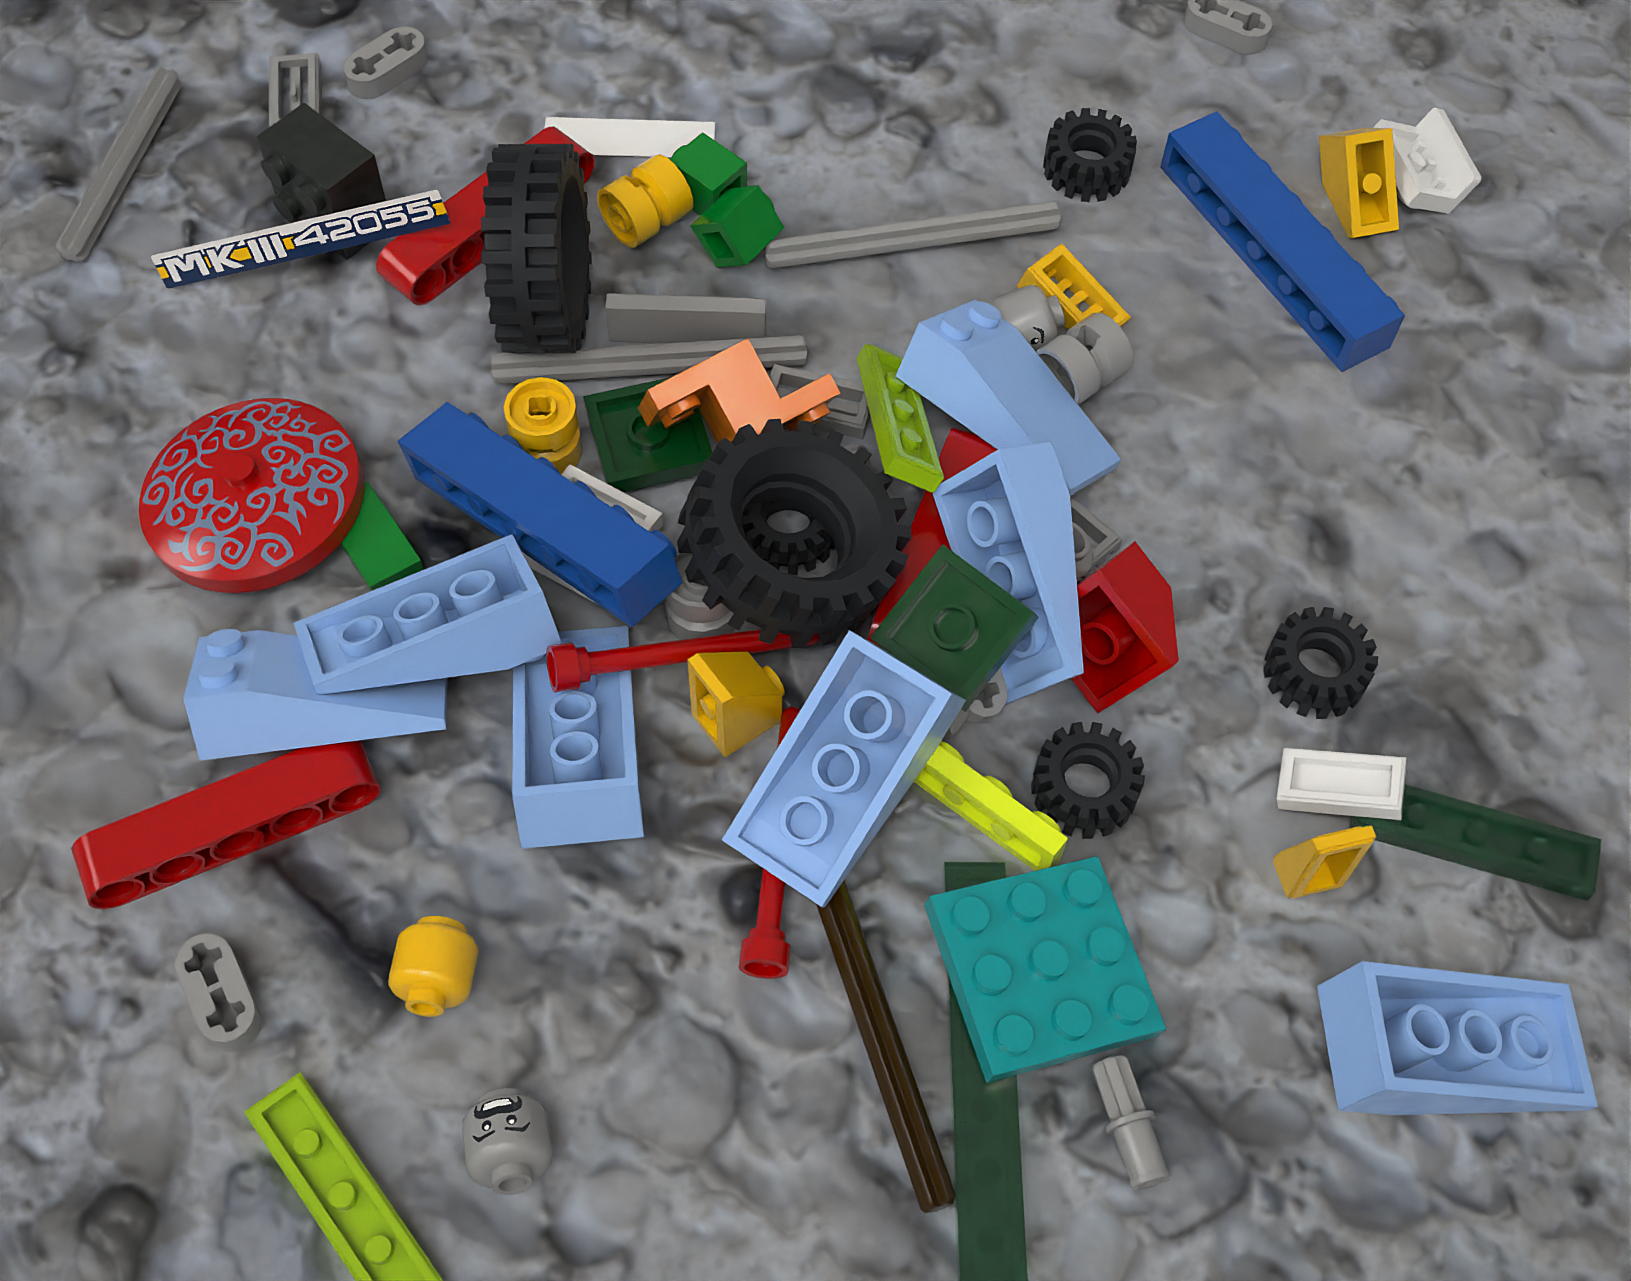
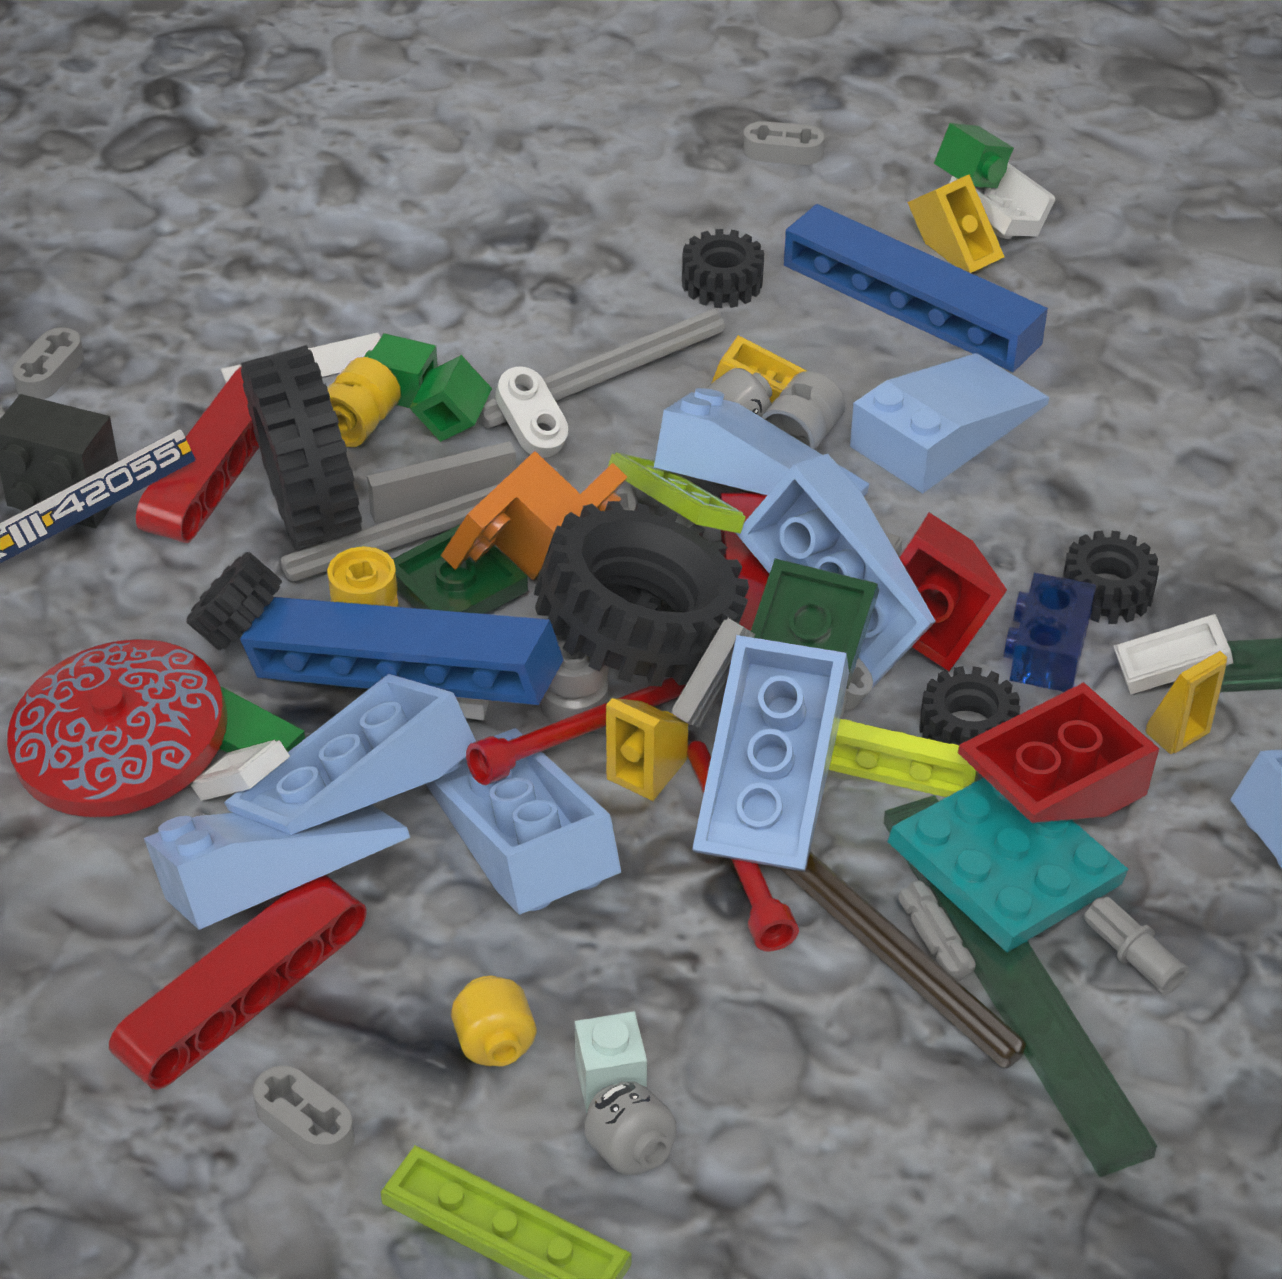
camera: 20 degrees left, 15 degrees down
(329, 589) = (239, 770): none -> white tile
(413, 395) = (234, 601): none -> black tyre
(523, 1055) = (608, 1053): none -> light aqua brick
(807, 664) = (709, 676): none -> light grey tile
(811, 264) = (528, 408): none -> white plate
(930, 1024) = (936, 930): none -> light grey axle
(1146, 882) = (1065, 758): none -> red slope
(1228, 713) = (1051, 632): none -> clear blue brick
(1236, 405) = (940, 418): none -> light blue slope
(1413, 102) = (973, 153): none -> green brick

